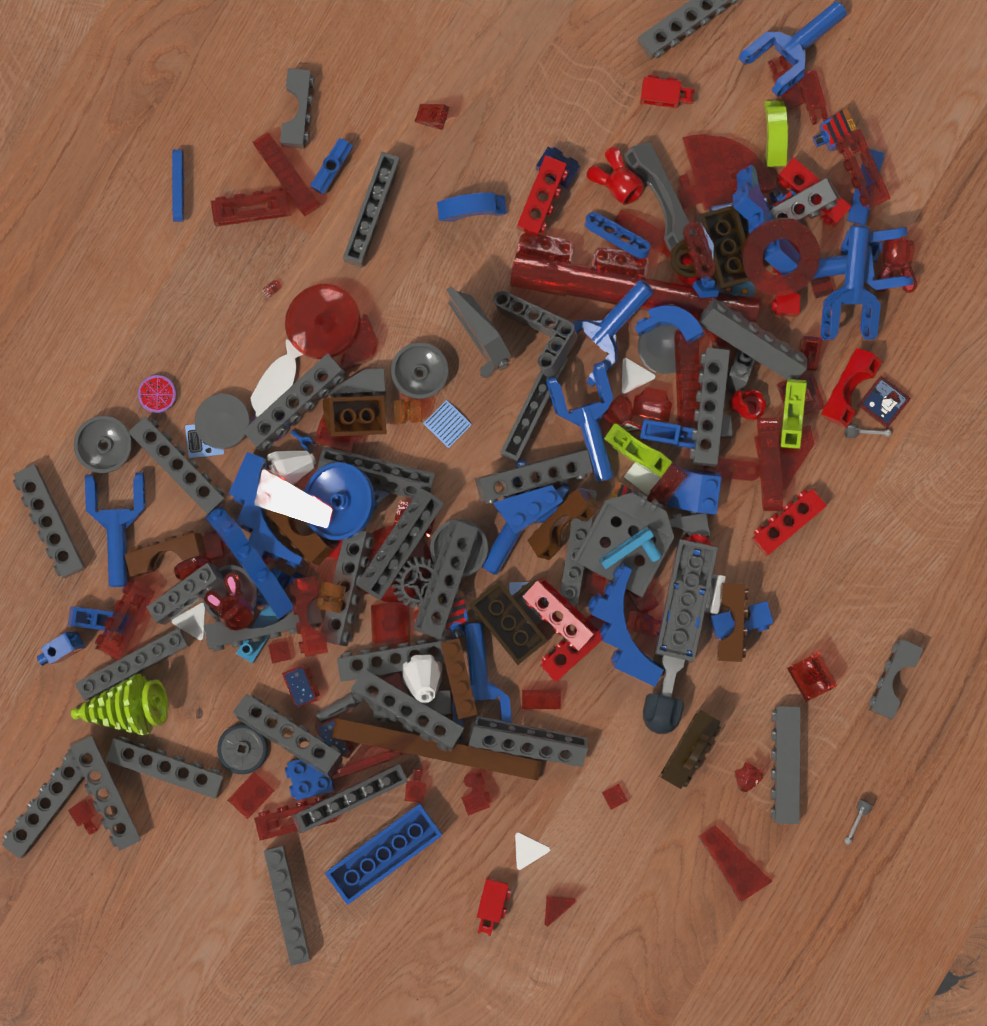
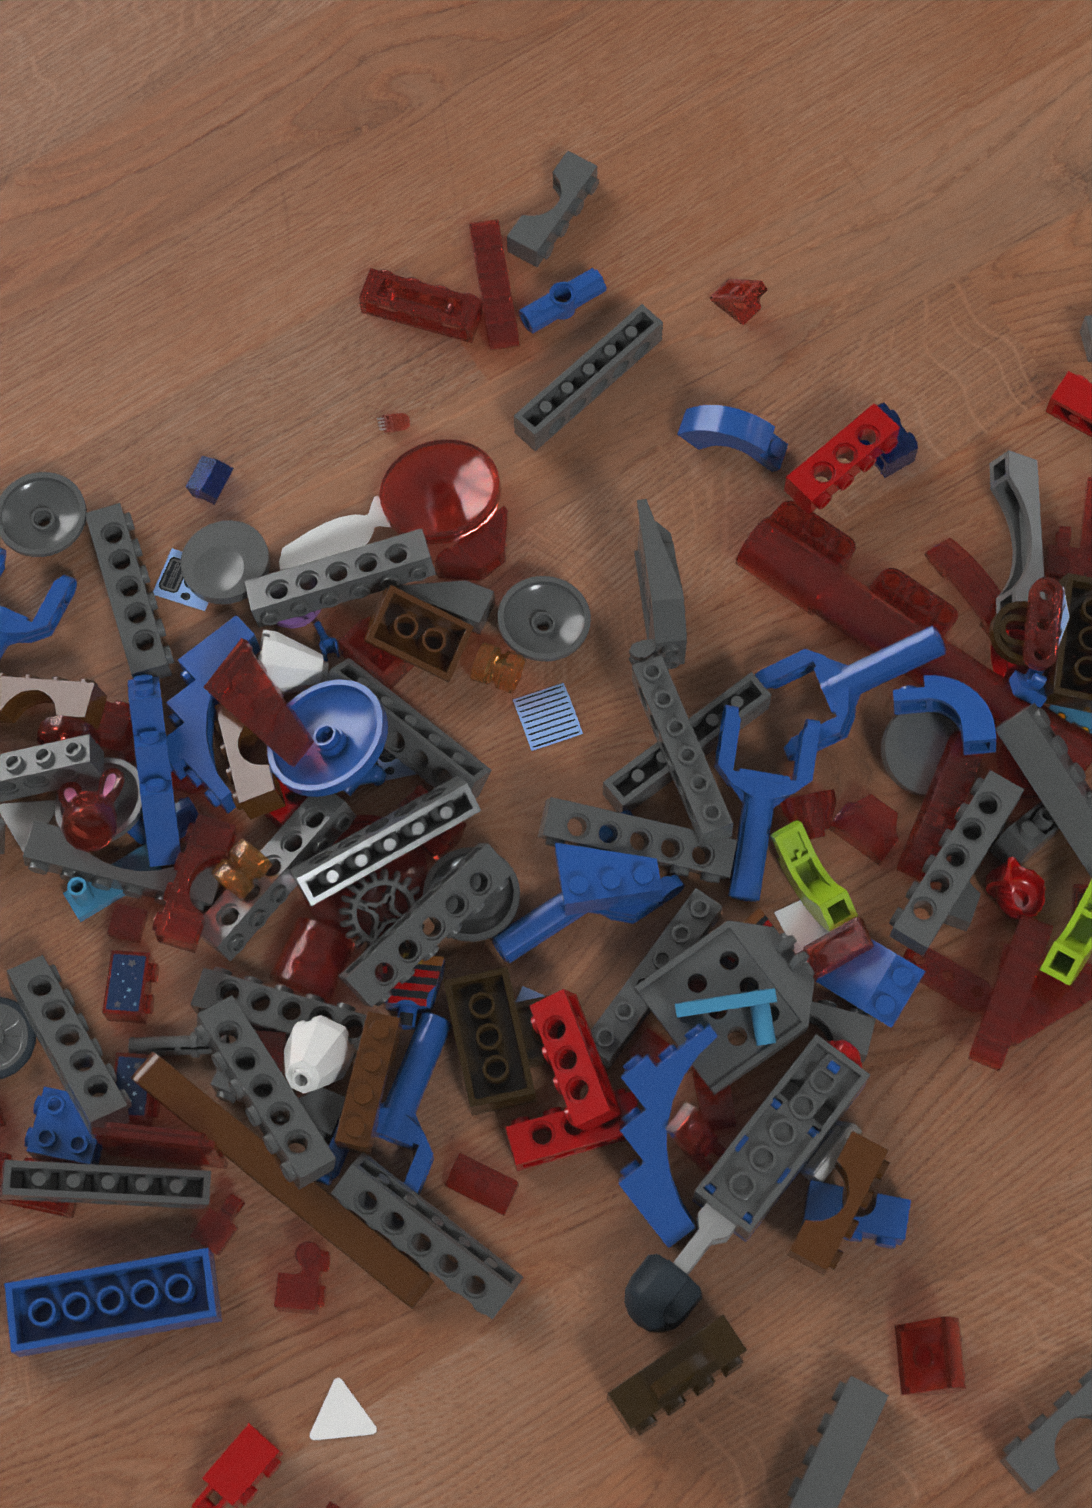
camera: 25 degrees right, 15 degrees down
(157, 394) = (156, 488): tile -> none
(178, 185) = (337, 235): blue beam -> none
(185, 375) = (208, 479): none -> clear blue piece
(535, 416) = (682, 751): none -> dark grey brick
(540, 324) = (776, 647): dark grey beam -> none
(547, 539) = (612, 941): reddish brown arch -> none
(594, 222) = (946, 586): blue beam -> none
(614, 796) = (521, 1396): clear red tile -> none
(621, 181) = (966, 492): red piece -> none
(630, 426) = (821, 841): sticker -> none
(634, 375) = (860, 775): white sticker -> none
(667, 434) = (870, 878): blue slope -> none
(748, 777) = (751, 1473): clear red piece -> none
(814, 506) = (953, 1117): red brick -> none

